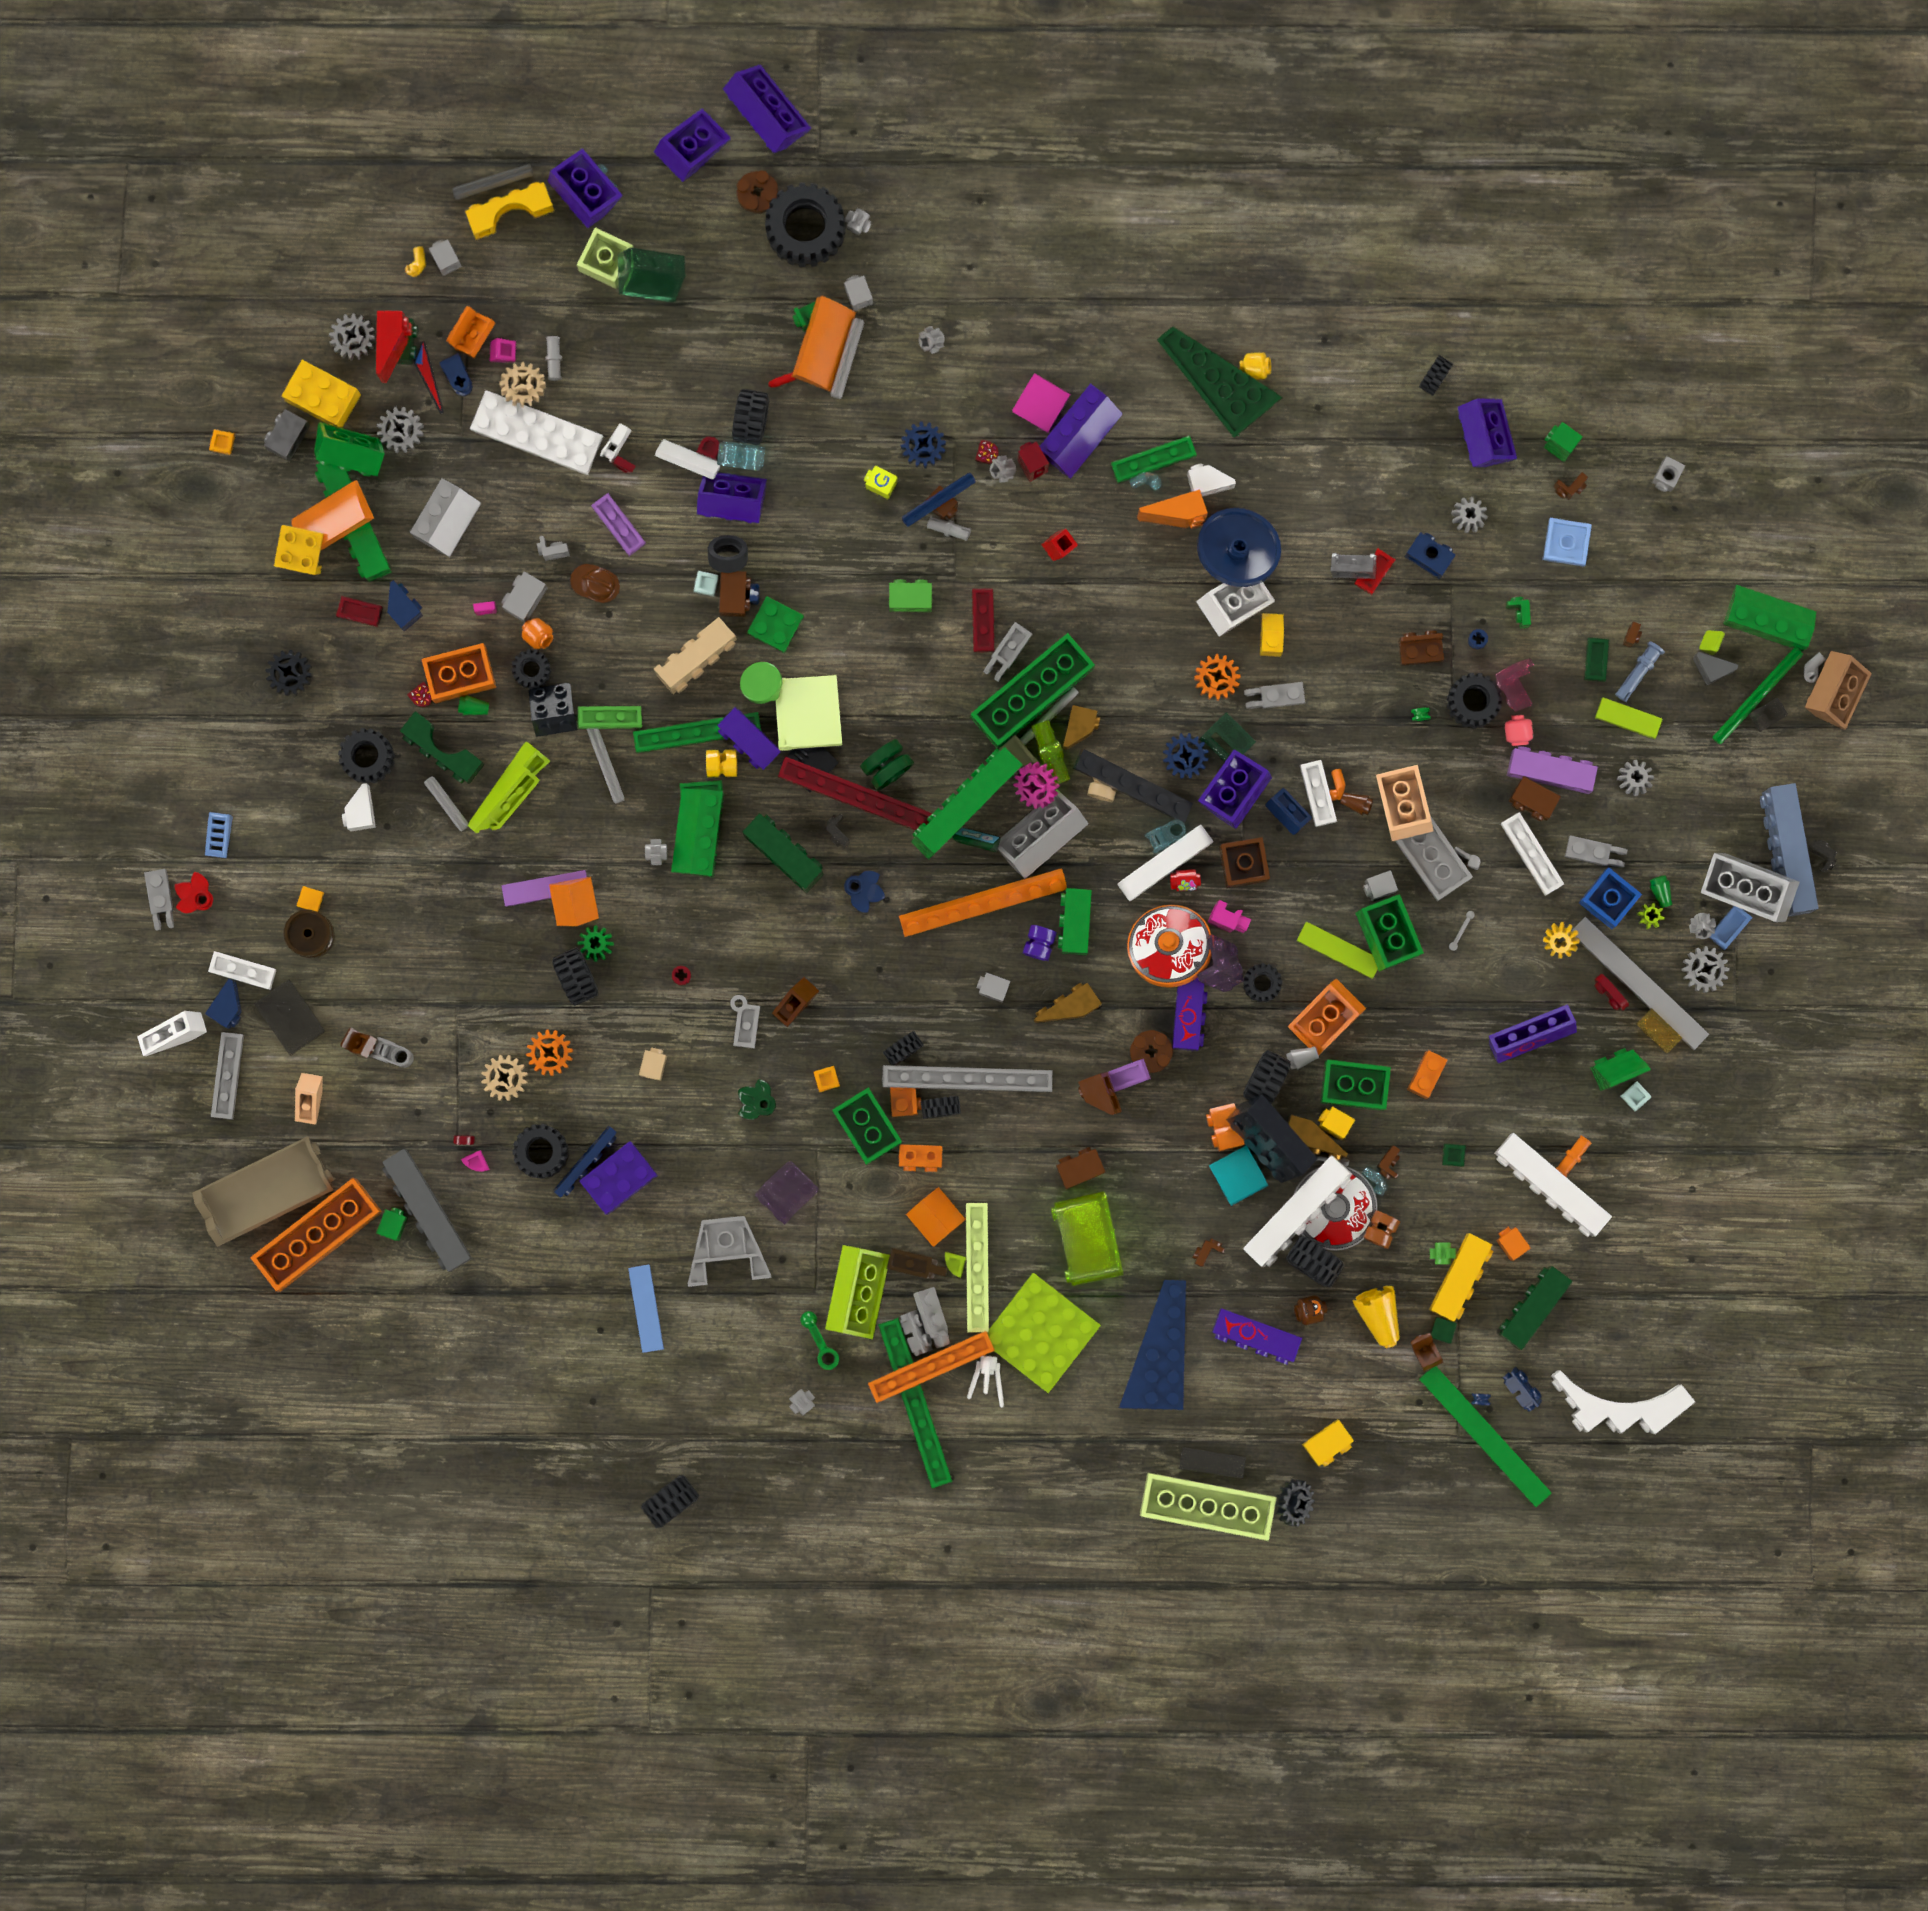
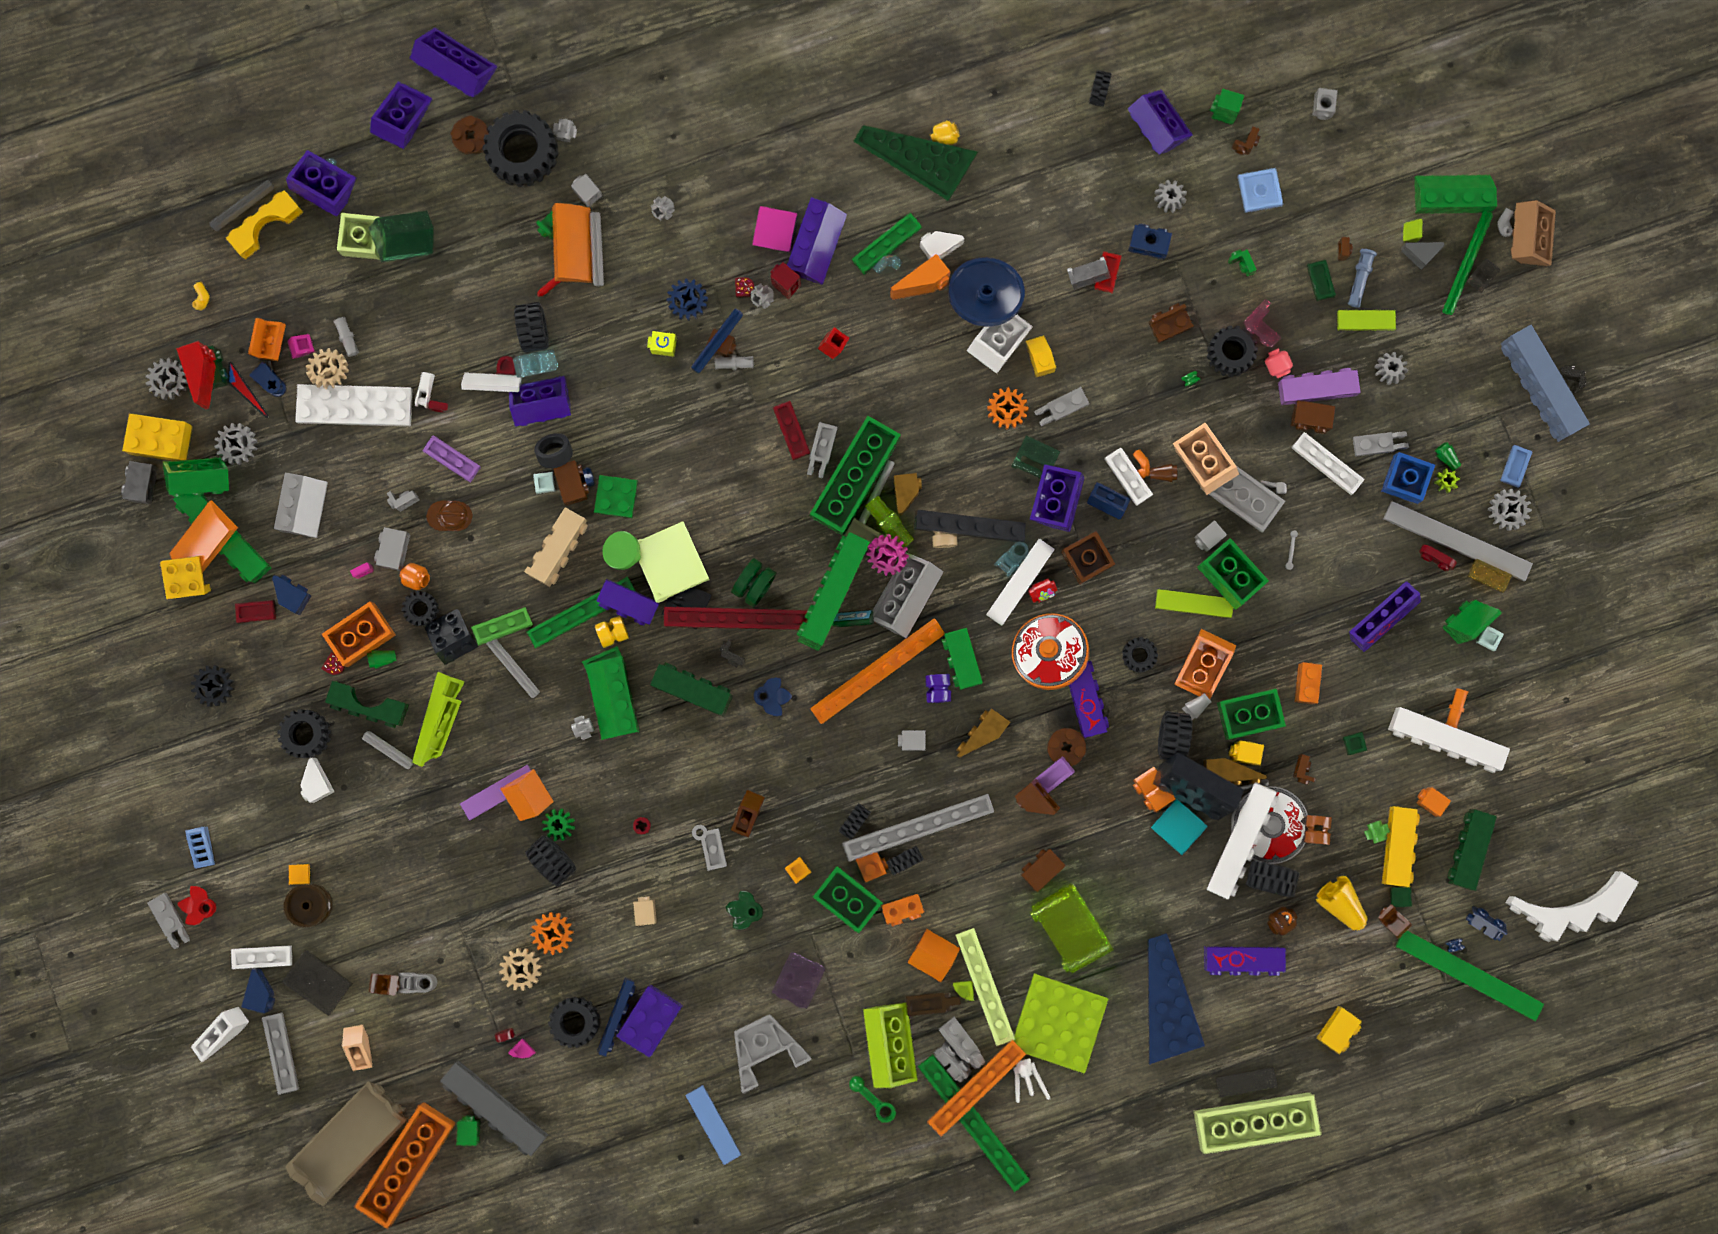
camera: 15 degrees left, 0 degrees up
(222, 442) = (86, 508): light orange tile -> none
(445, 256) = (222, 283): light grey brick -> none
(802, 1402) = (876, 1158): light grey gear -> none
(910, 596) = (722, 432): bright green brick -> none
(1175, 758) = (997, 489): dark blue gear -> none
(1202, 1253) = (1172, 905): reddish brown bracket -> none
(1226, 968) = (1106, 656): clear purple bracket -> none
(1227, 920) = (1091, 612): dark pink hips -> none
(1294, 1502) = (1330, 1091): black gear -> none
(1377, 1178) = (1297, 787): clear light blue arm -> none
(1483, 635) = (1212, 303): dark blue bush -> none
(1564, 947) = (1383, 533): yellow gear -> none
(1702, 925) = (1494, 473): light grey gear -> none
(1750, 887) = (1525, 426): light grey brick -> none

